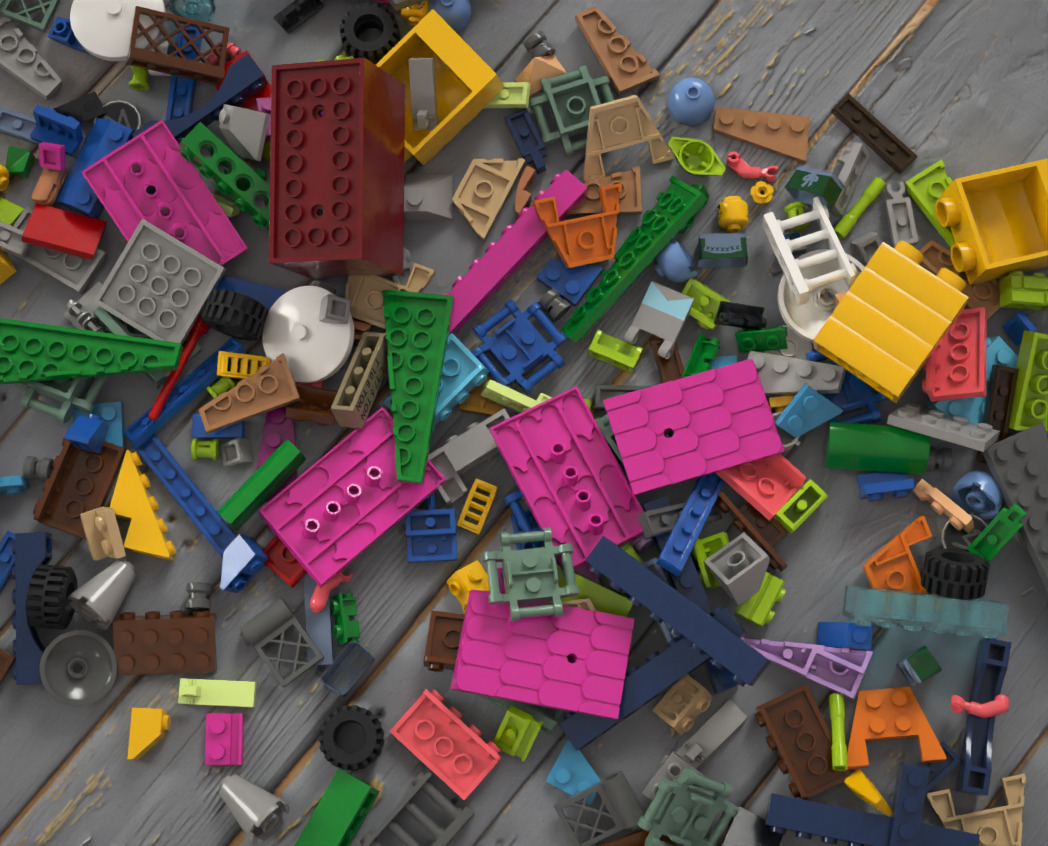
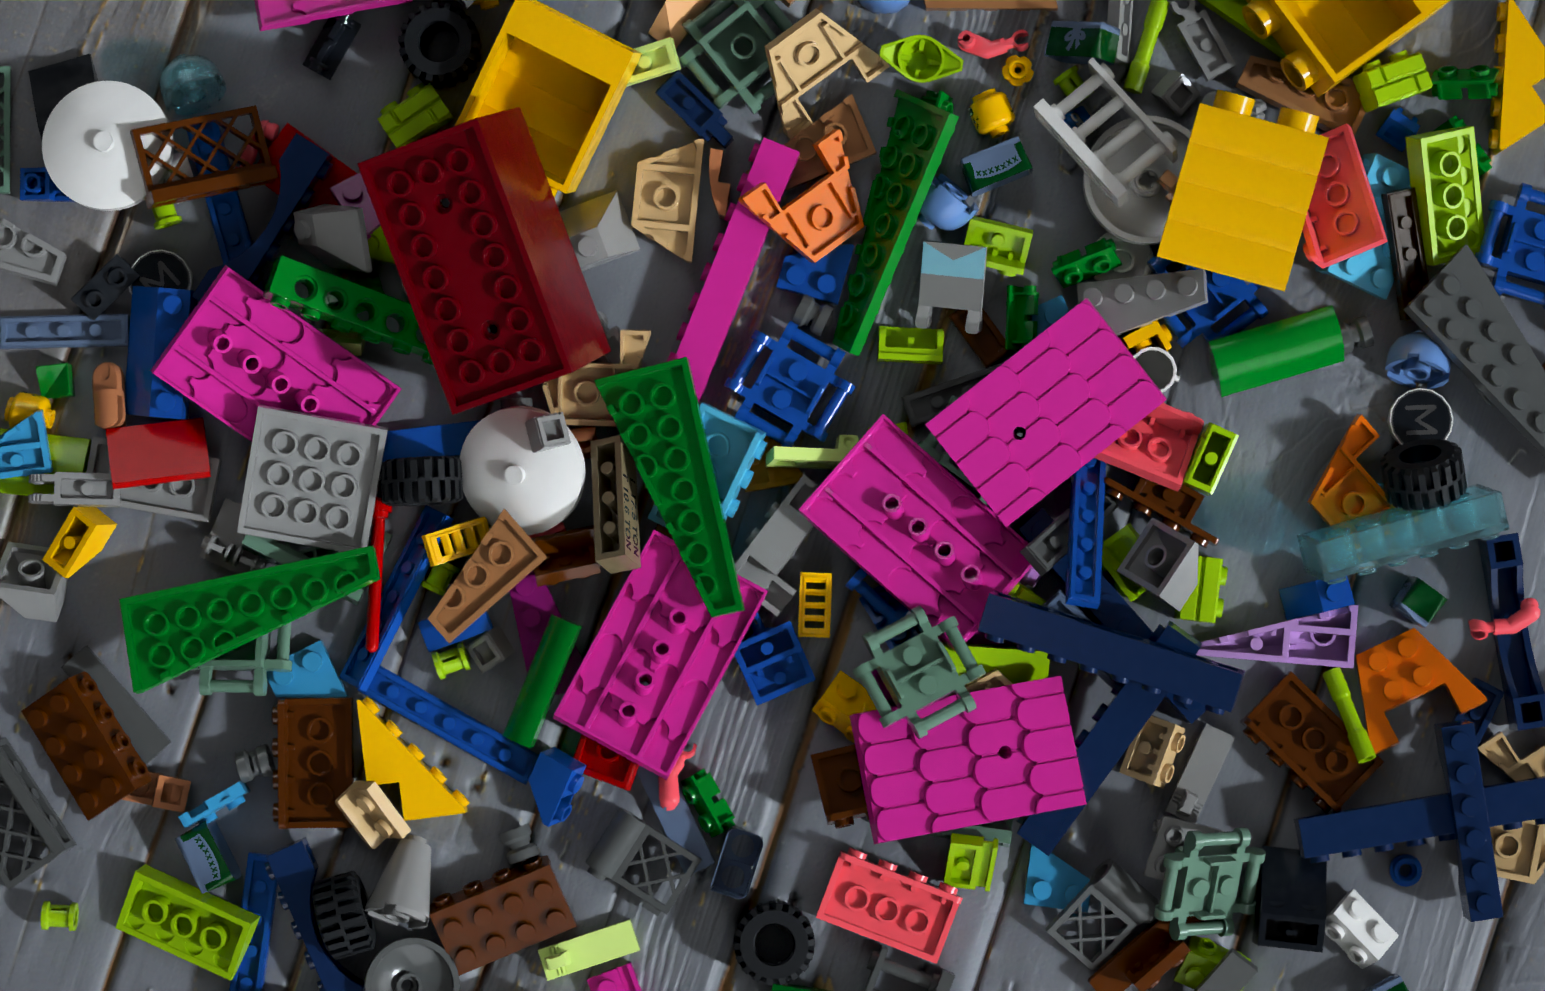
camera: 25 degrees left, 10 degrees up
(52, 156) = (100, 361): dark pink plate -> none
(56, 129) = (91, 325): blue bracket -> none
(88, 433) = (302, 698): blue slope -> none
(423, 94) = (544, 105): light grey hinge -> none
(740, 316) = (1050, 244): black hinge -> none
(807, 411) = (1177, 340): dark azure wing -> none
(865, 789) = (1407, 771): yellow slope -> none
(882, 484) = (1292, 393): blue bracket -> none
(942, 504) = (1378, 391): light nougat hinge -> none
(946, 428) = (1349, 297): light grey plate -> none
(998, 532) = (1457, 404): green hinge -> none

